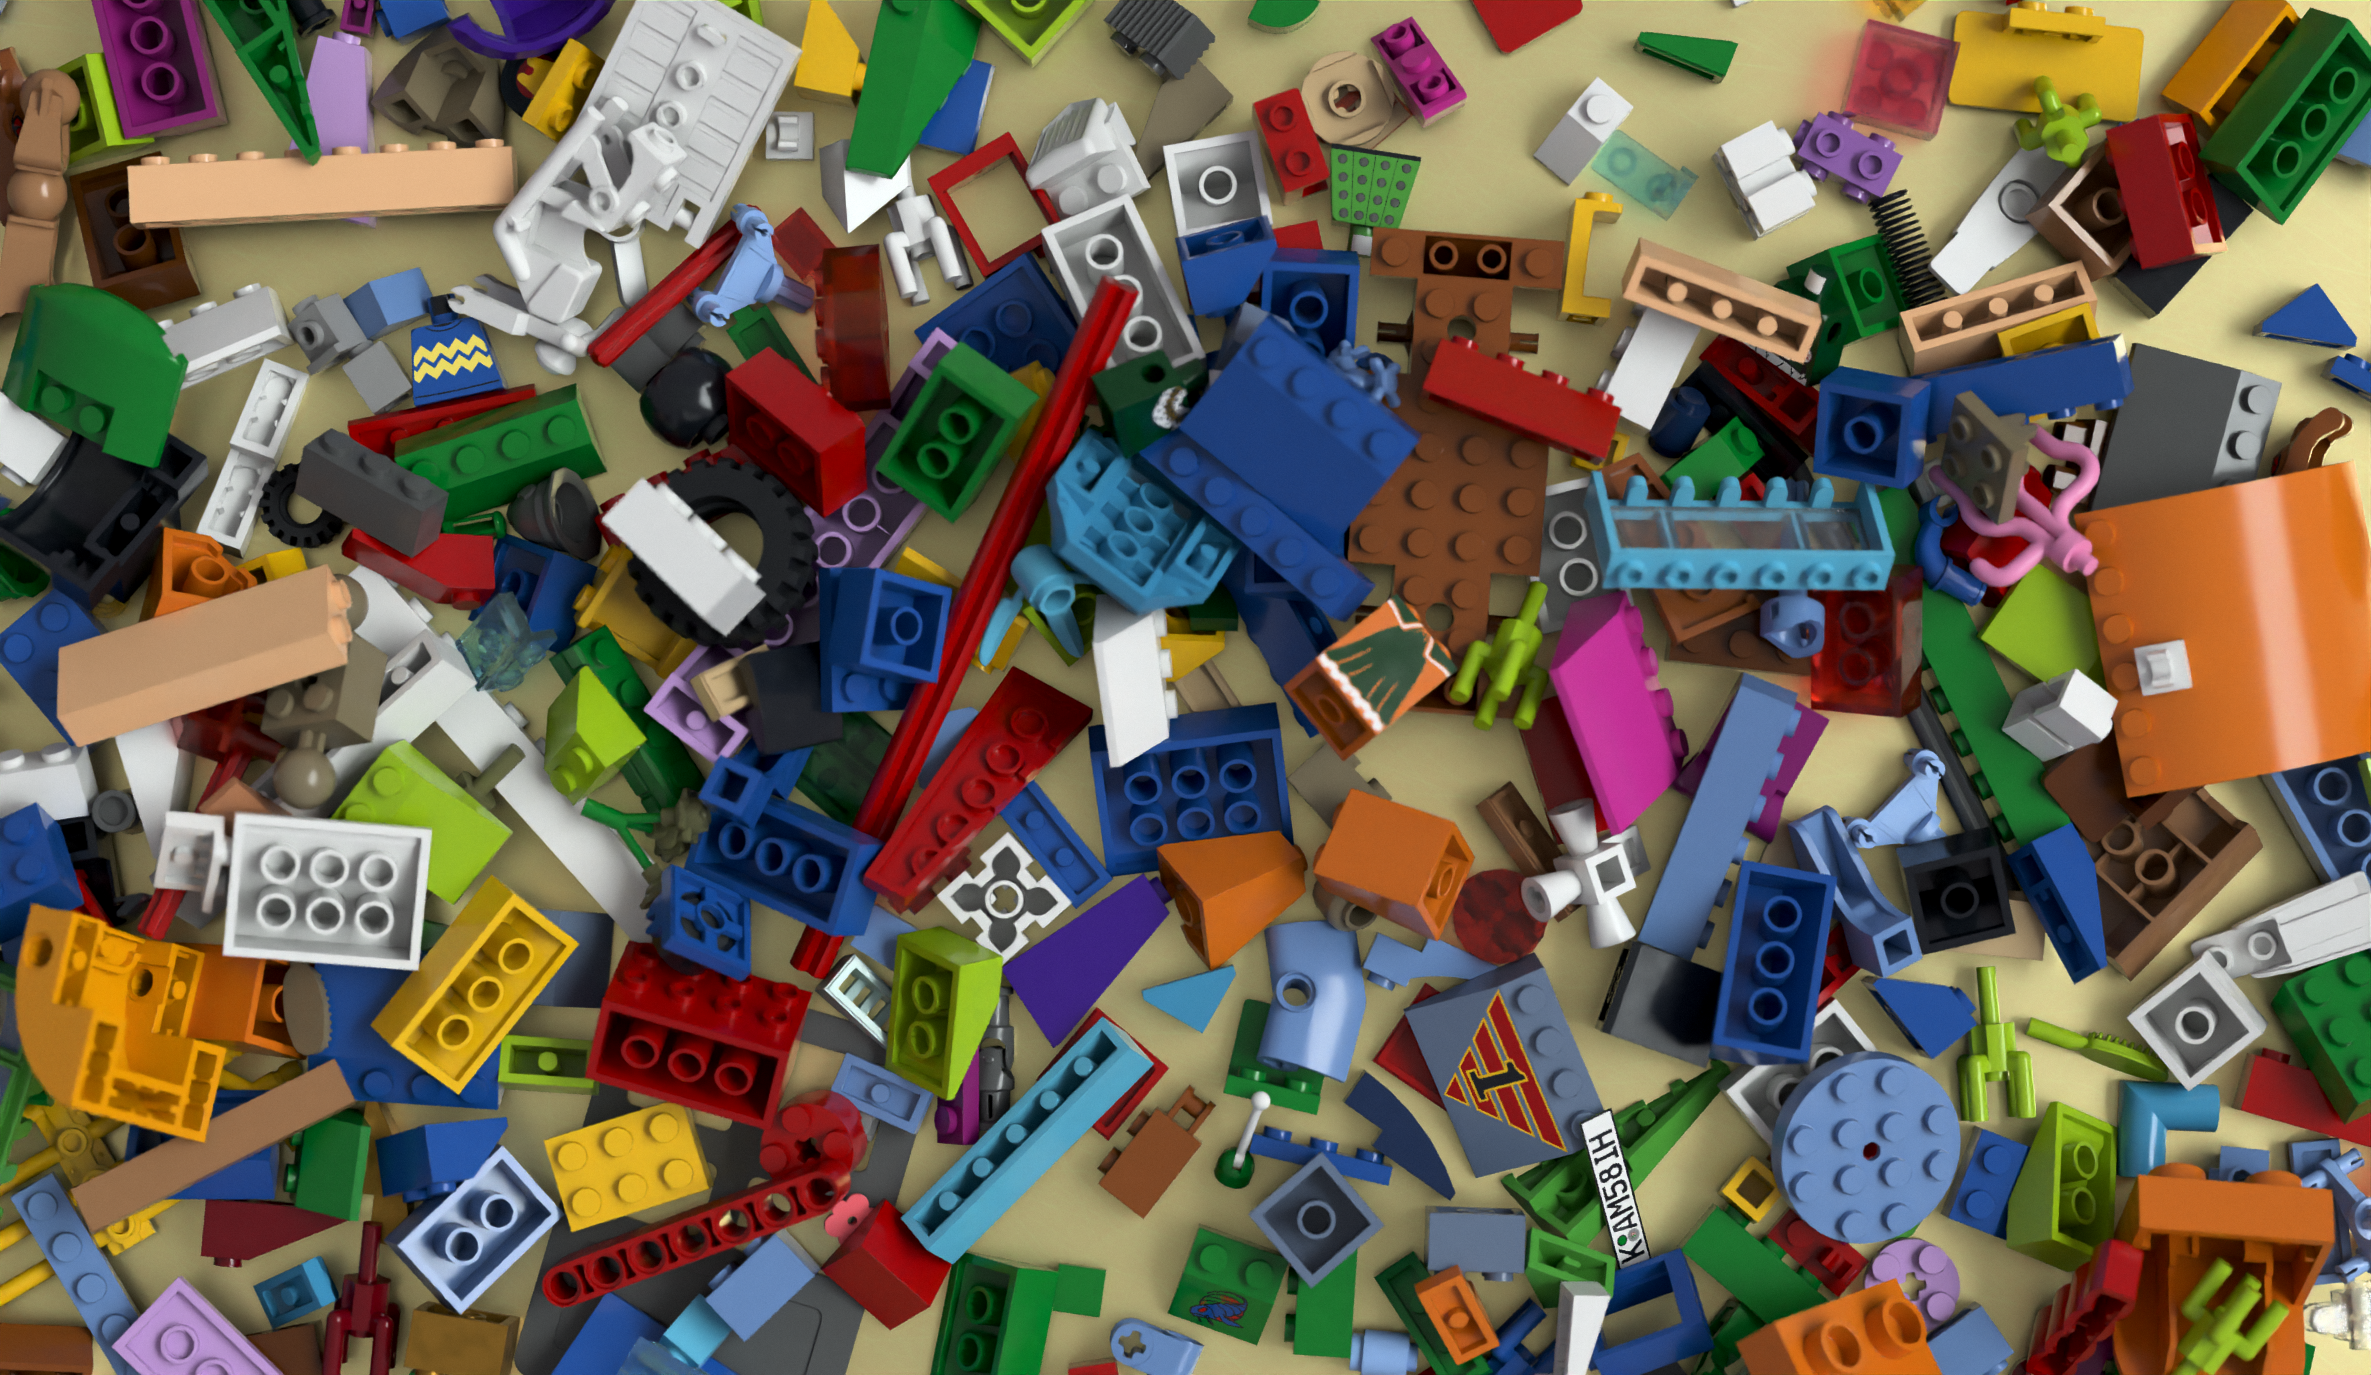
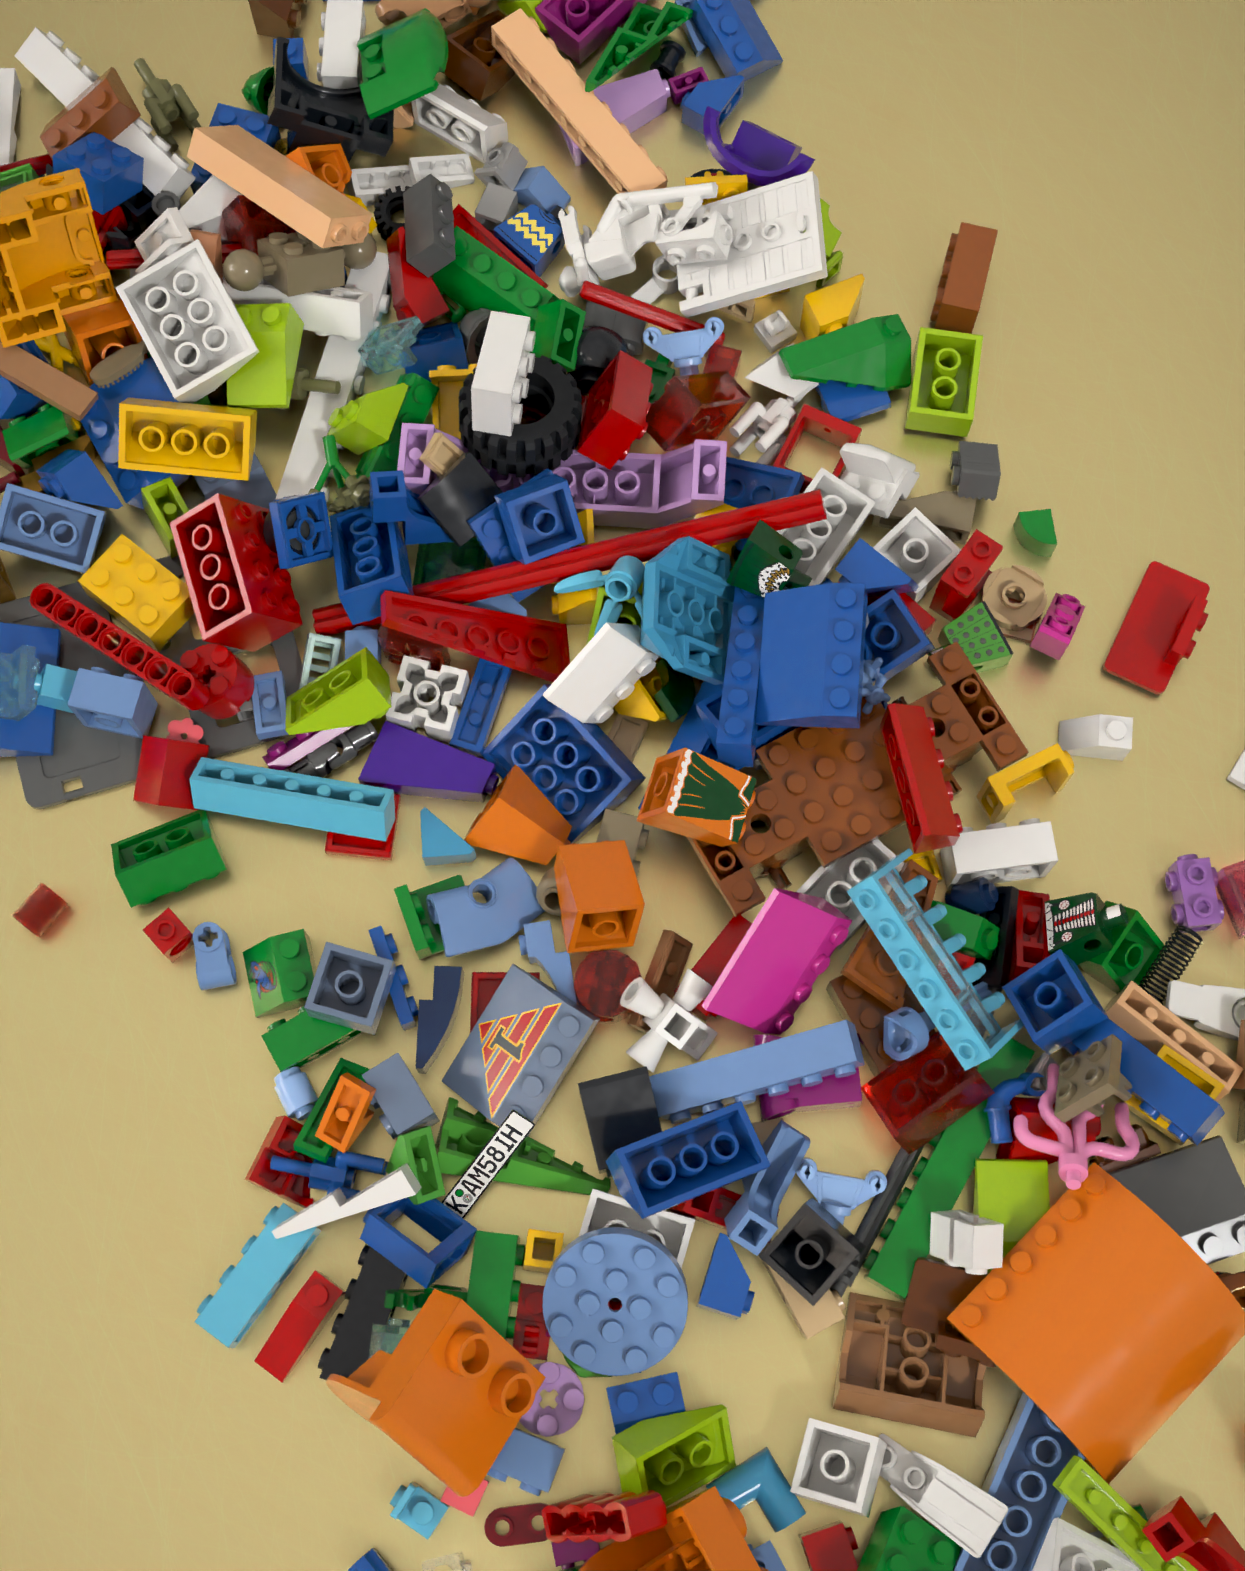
camera: 50 degrees right, 15 degrees down
(444, 91) = (674, 147): dark tan brick -> none
(640, 434) = (558, 332): none -> green brick
(957, 432) = (676, 480): green brick -> none
(1079, 1290) = (224, 892): green tile -> none
(1154, 1153) = (333, 880): dark orange brick -> none
(1239, 1156) = (361, 927): hinge -> none
(1508, 664) = (760, 876): lime plant -> none
(1643, 174) = (1095, 788): clear light blue bracket -> none
(1692, 54) = (1185, 770): green slope -> none
(1721, 300) = (1063, 856): light nougat brick -> none
(1764, 179) = (1148, 851): white brick -> none
(1993, 1058) = (726, 1350): lime plant -> none
(2065, 896) = (858, 1321): blue slope -> none
(2101, 1051) = (777, 1422): lime piece -> none
(2163, 667) = (1044, 1279): white tile -> none

